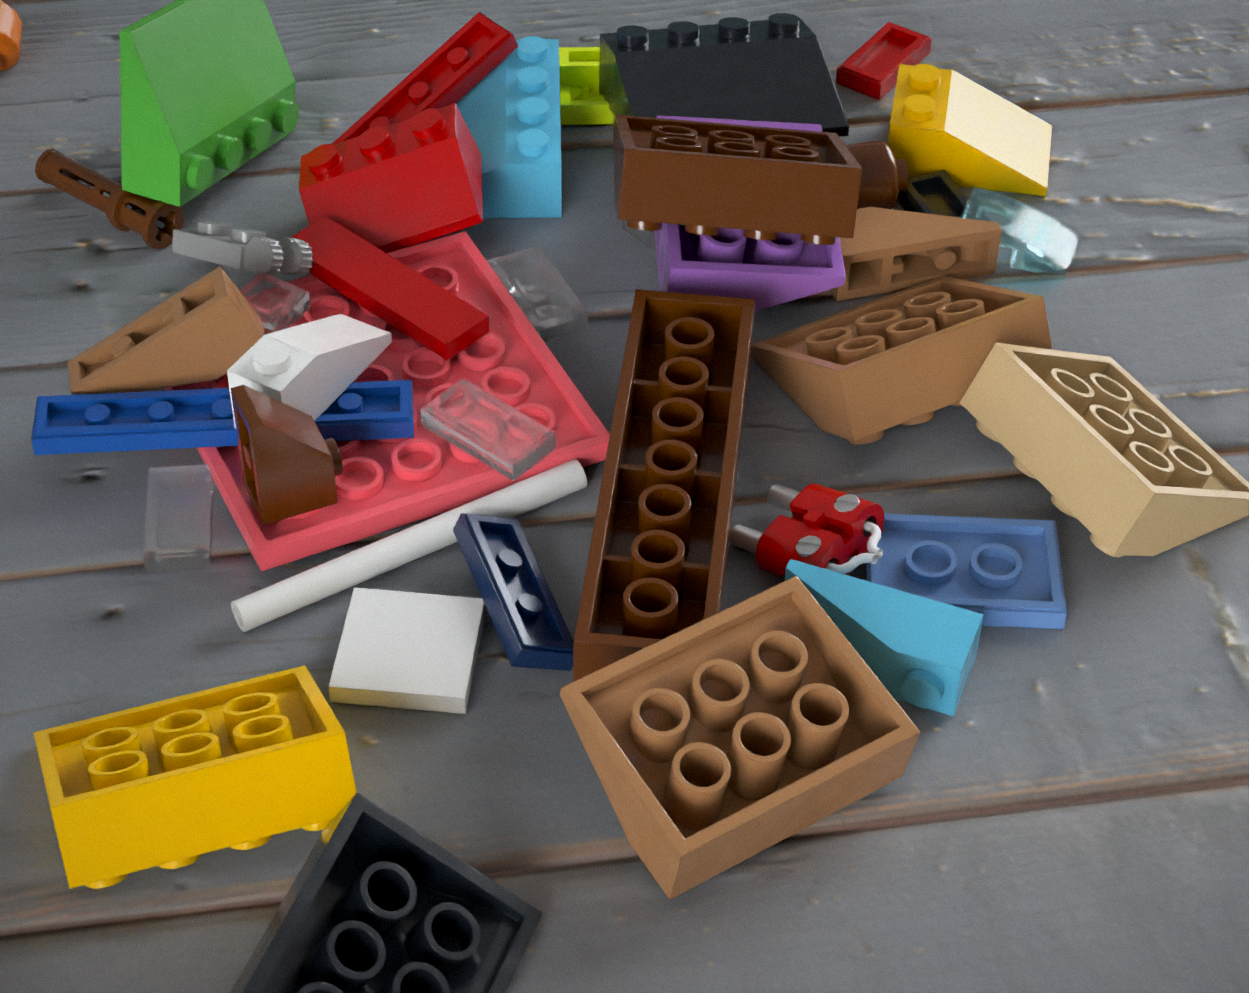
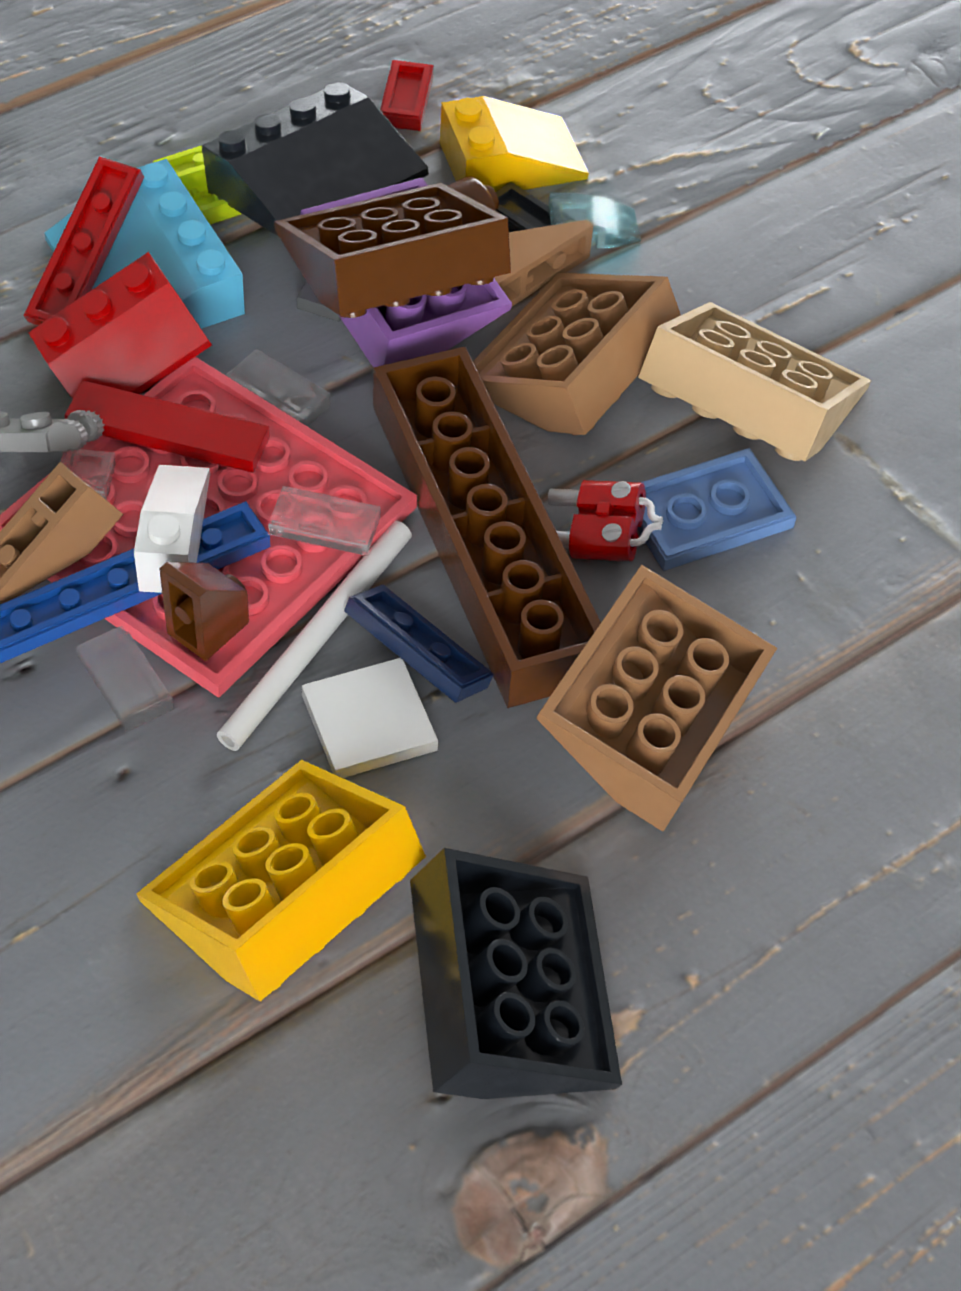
camera: 30 degrees left, 10 degrees up
(909, 641) = (720, 575): medium azure slope -> none

